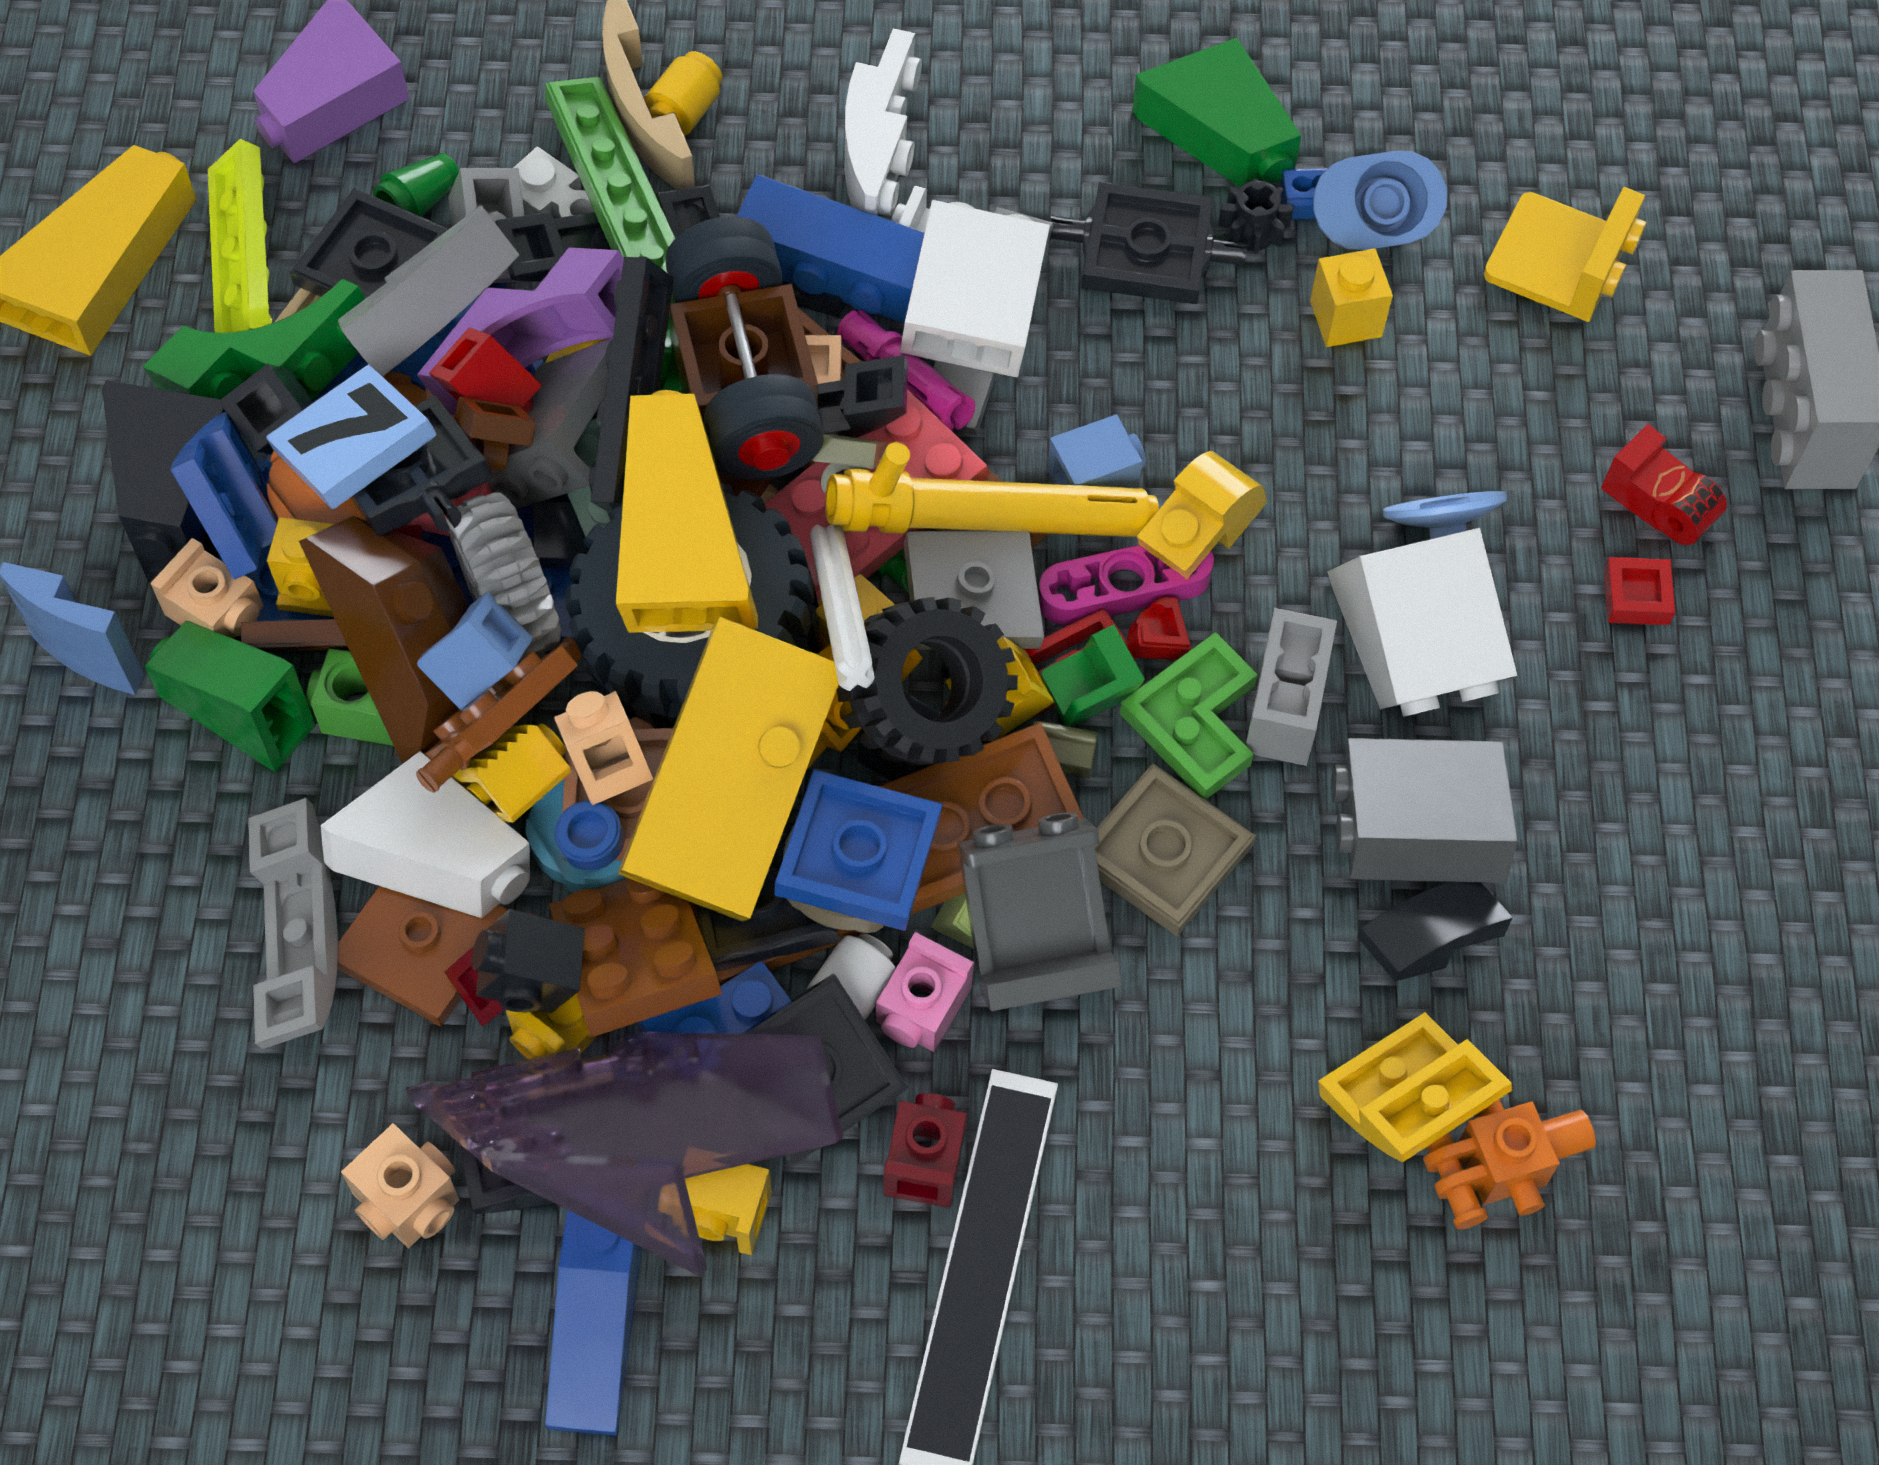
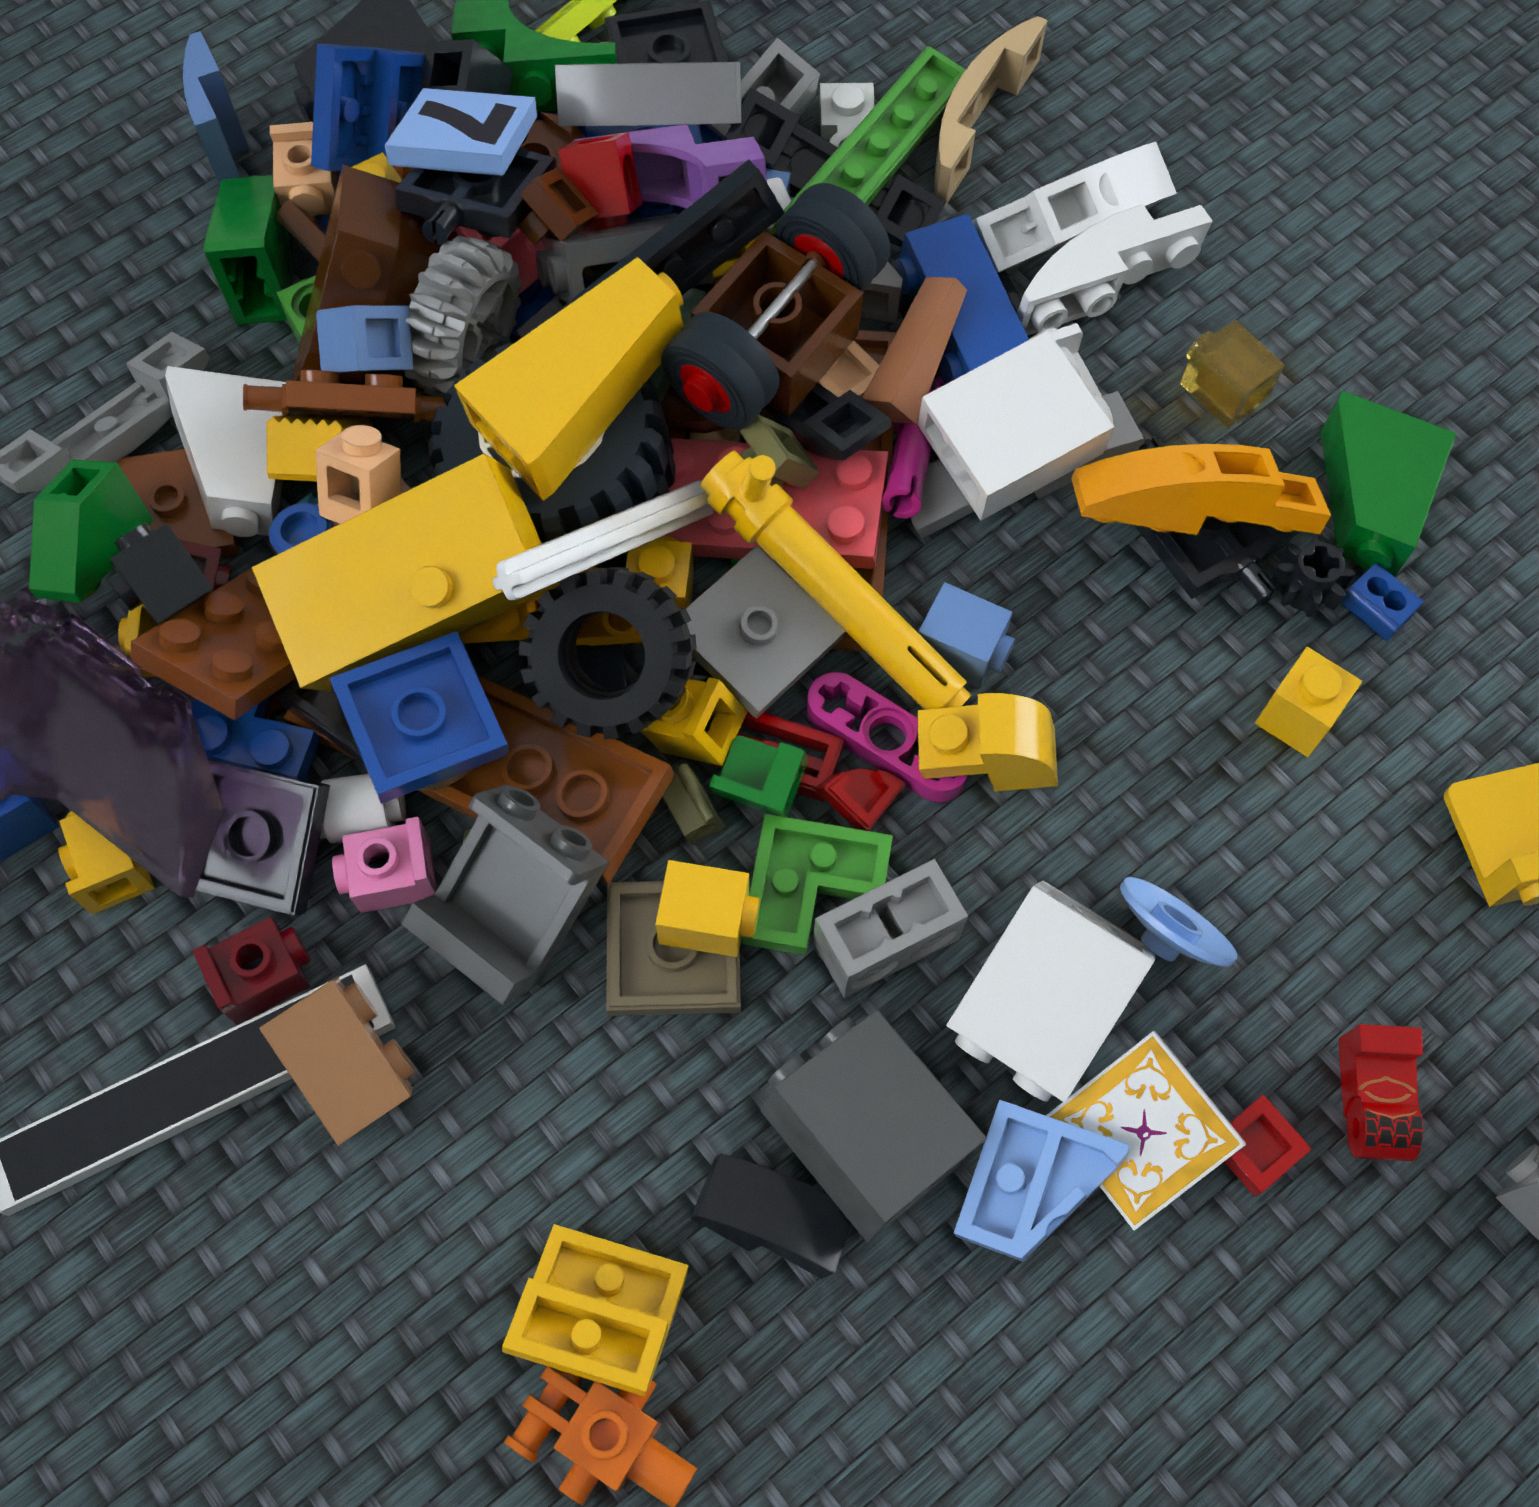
camera: 50 degrees right, 5 degrees up
(414, 1000) = (77, 527): none -> green slope
(418, 185) = (753, 36): green cone -> none
(686, 90) = (1010, 129): yellow brick -> none
(807, 103) = (1072, 205): none -> white slope
(843, 296) = (916, 350): none -> nougat piece
(1042, 129) = (1230, 372): none -> clear yellow brick
(1066, 1129) = (340, 1058): none -> medium nougat brick
(1130, 222) = (1186, 483): none -> light orange slope
(1174, 788) = (705, 909): none -> yellow brick
(1380, 200) = (1418, 651): medium blue piece -> none
(1548, 744) = (1032, 1179): none -> light blue wing
(1573, 647) = (1164, 1118): none -> tile

